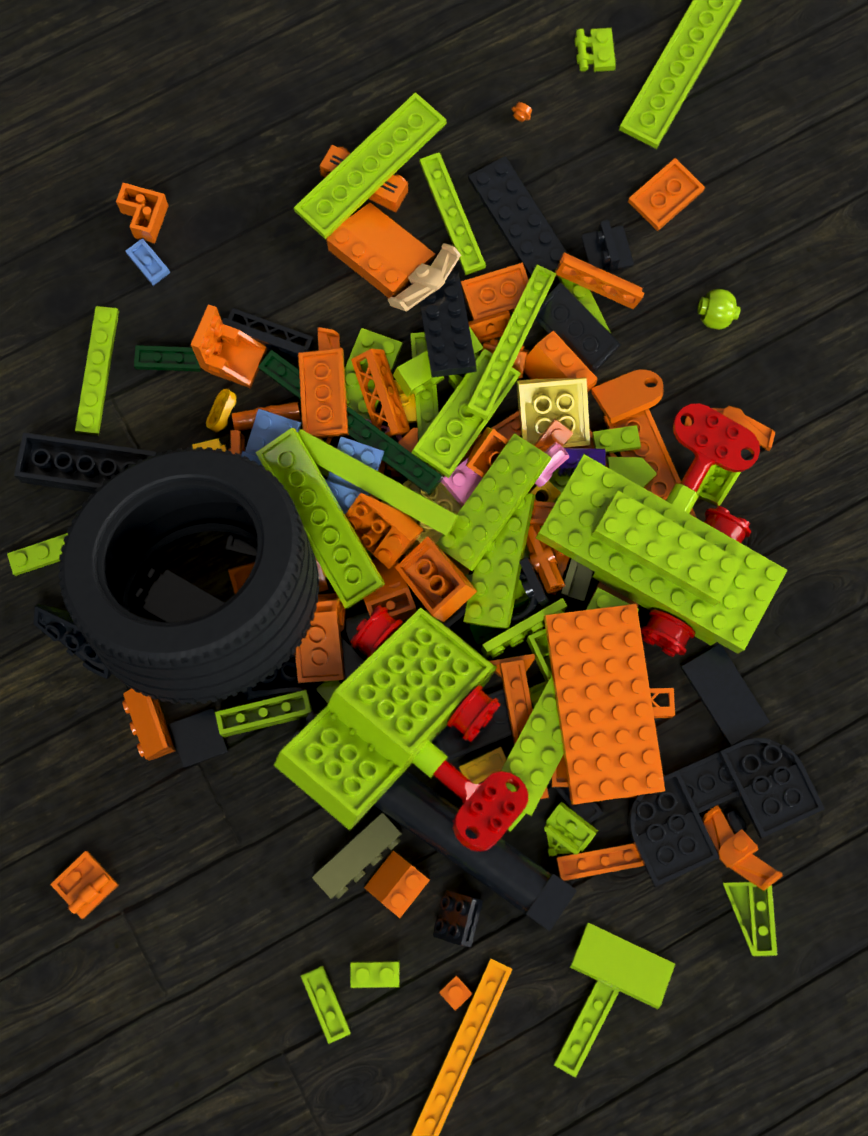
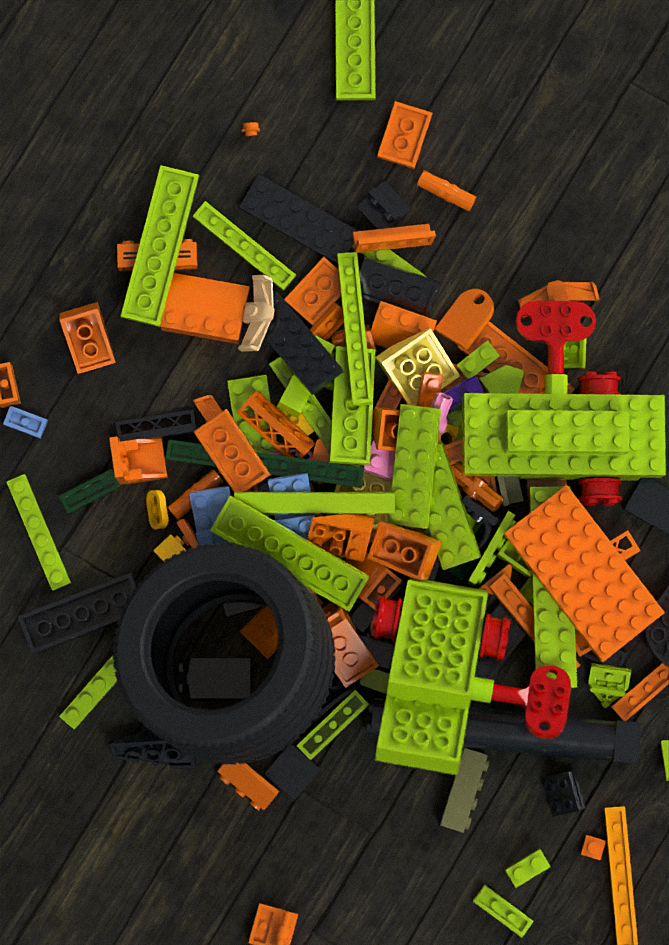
camera: 30 degrees left, 5 degrees up
(252, 216) = (87, 337): none -> orange slope
(396, 884) = (505, 793): orange slope -> none
(484, 766) = (519, 669): yellow plate -> none
(602, 49) = (284, 38): lime plate -> none
(677, 266) = (445, 190): none -> orange axle
(719, 309) = (497, 208): lime plant -> none

